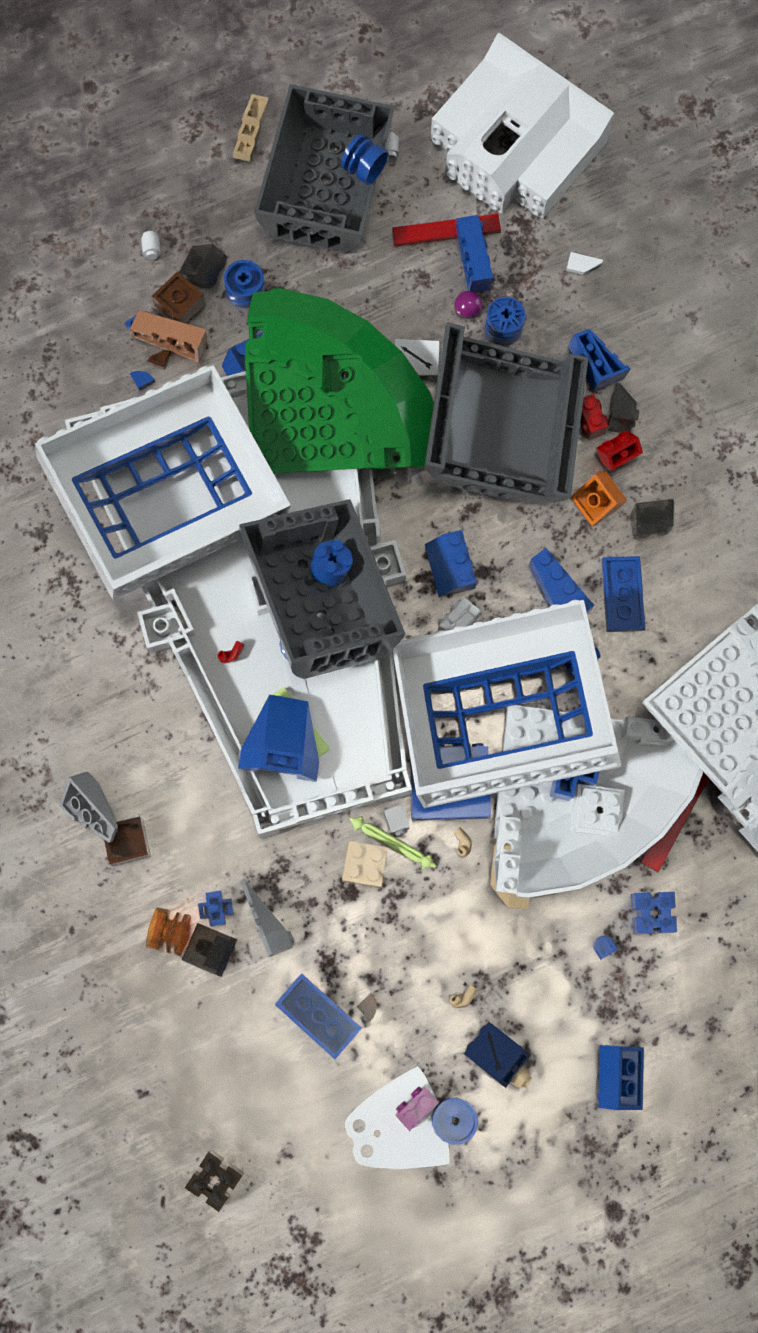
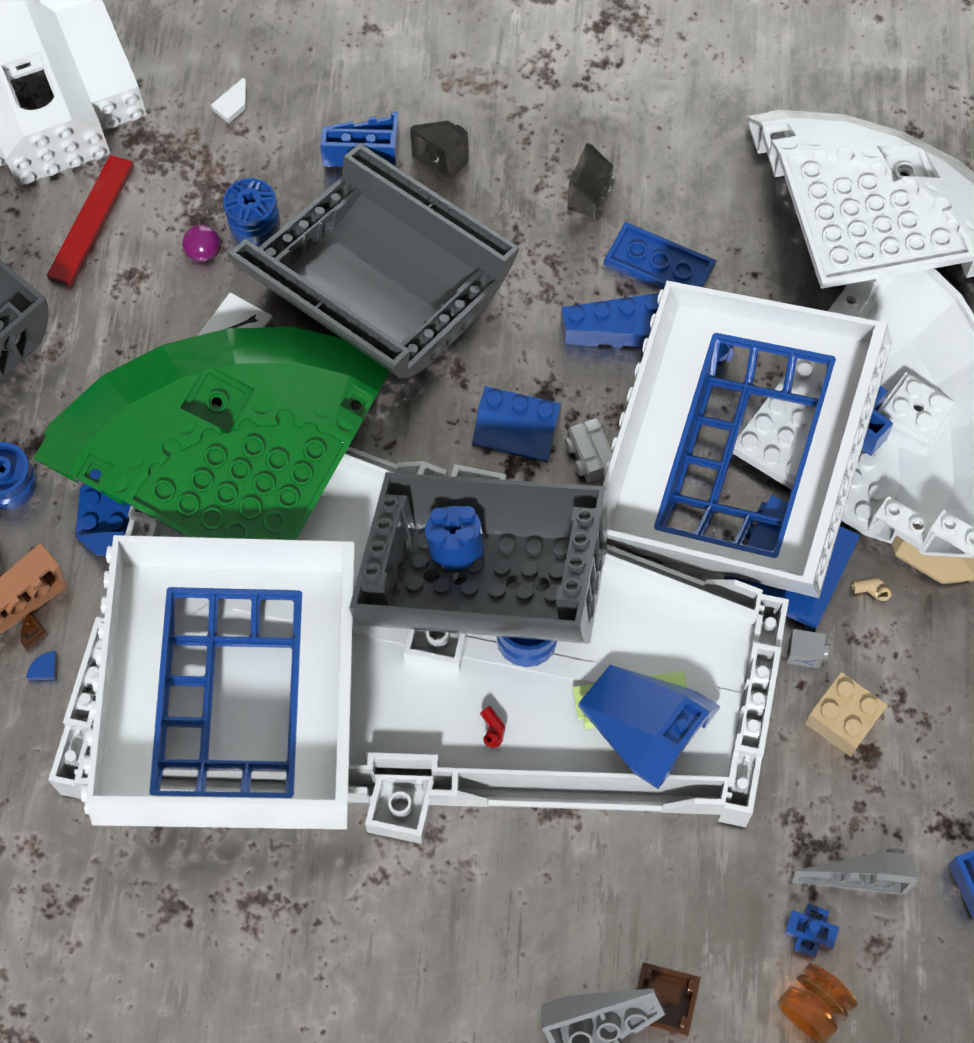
camera: 60 degrees left, 10 degrees down
(209, 949) = (864, 964): clear smoke slope -> none
(392, 842) = (831, 669): yellowish green wheel -> none
(474, 253) = (146, 201): blue wedge -> none
(592, 419) = (438, 179): red brick -> none
(598, 498) = (531, 226): orange slope -> none
(619, 450) = (487, 175): red brick -> none

